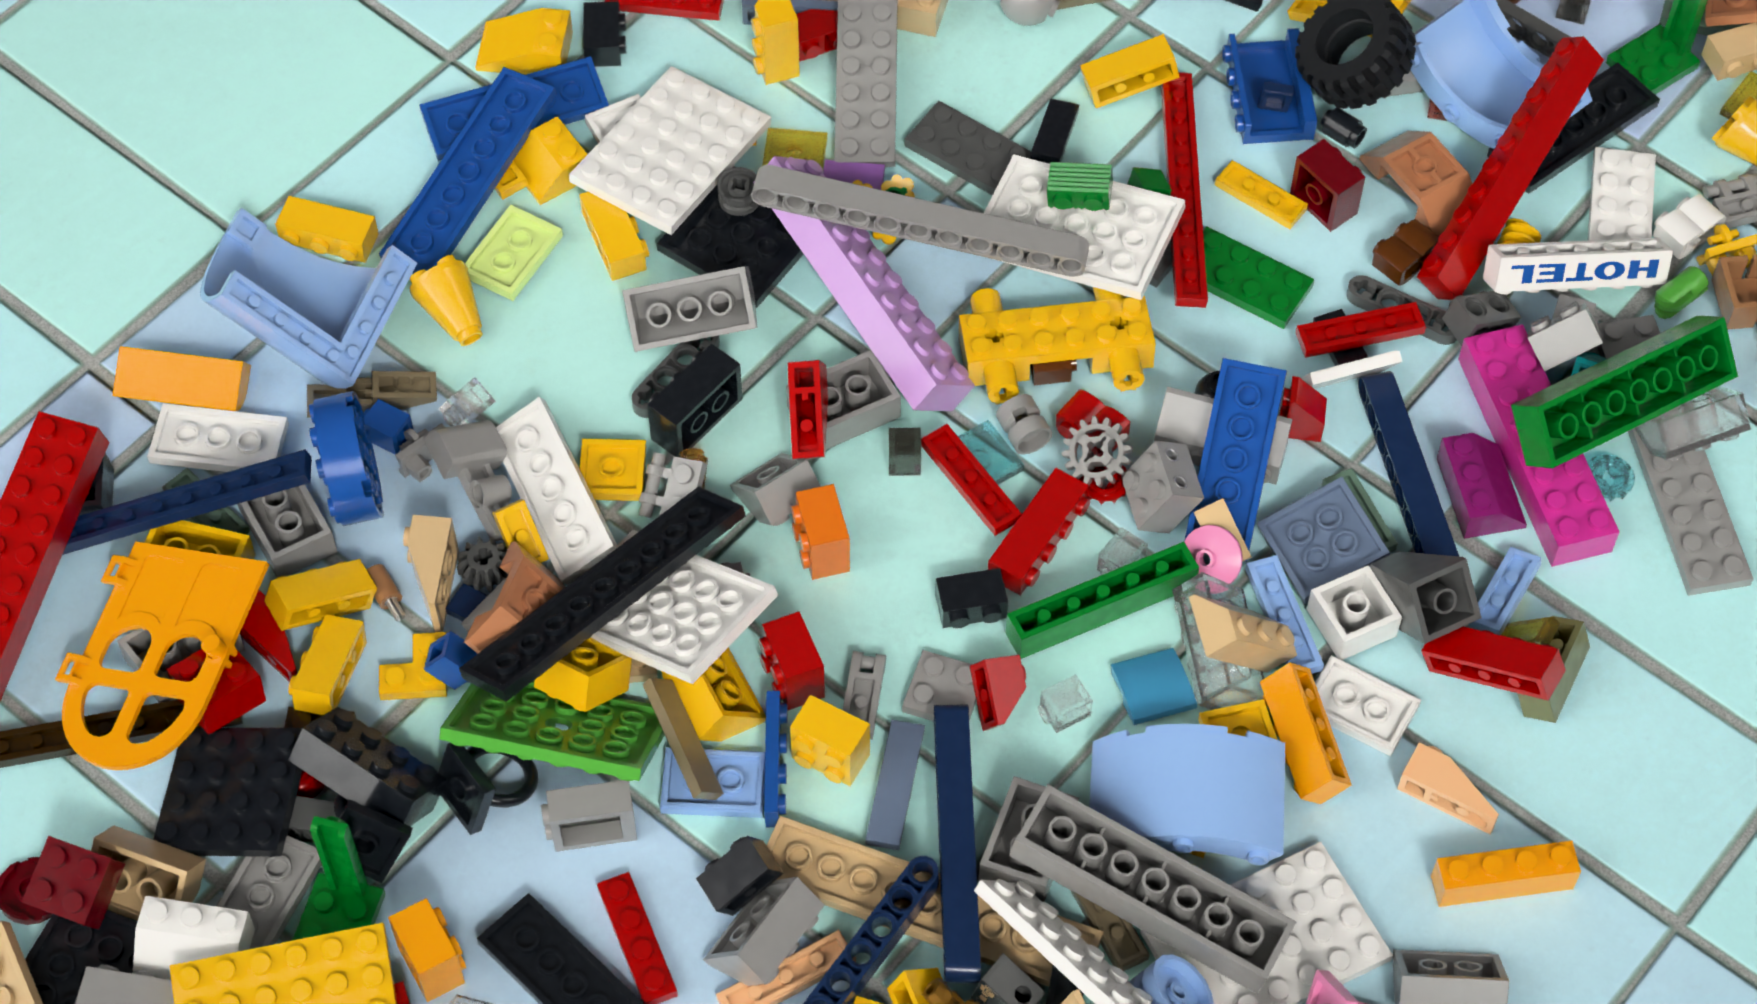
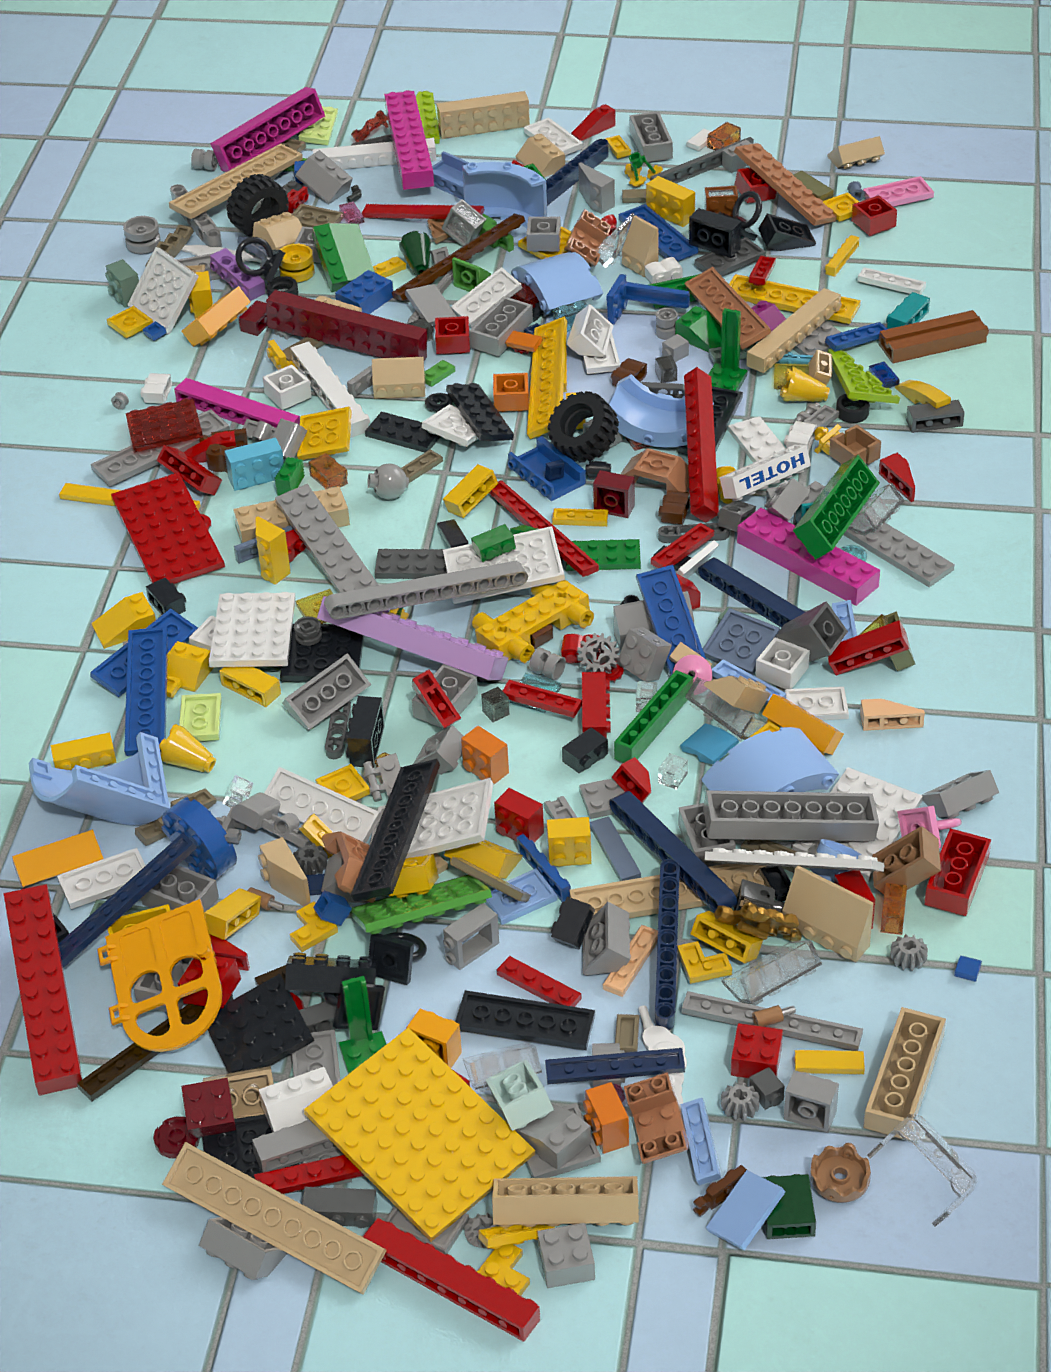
camera: 30 degrees left, 15 degrees down
(327, 664) = (262, 945): yellow brick -> none
(1479, 486) = (793, 587): magenta slope -> none
(1505, 873) = (946, 735): light orange brick -> none
(1680, 292) = (820, 465): bright green arm -> none

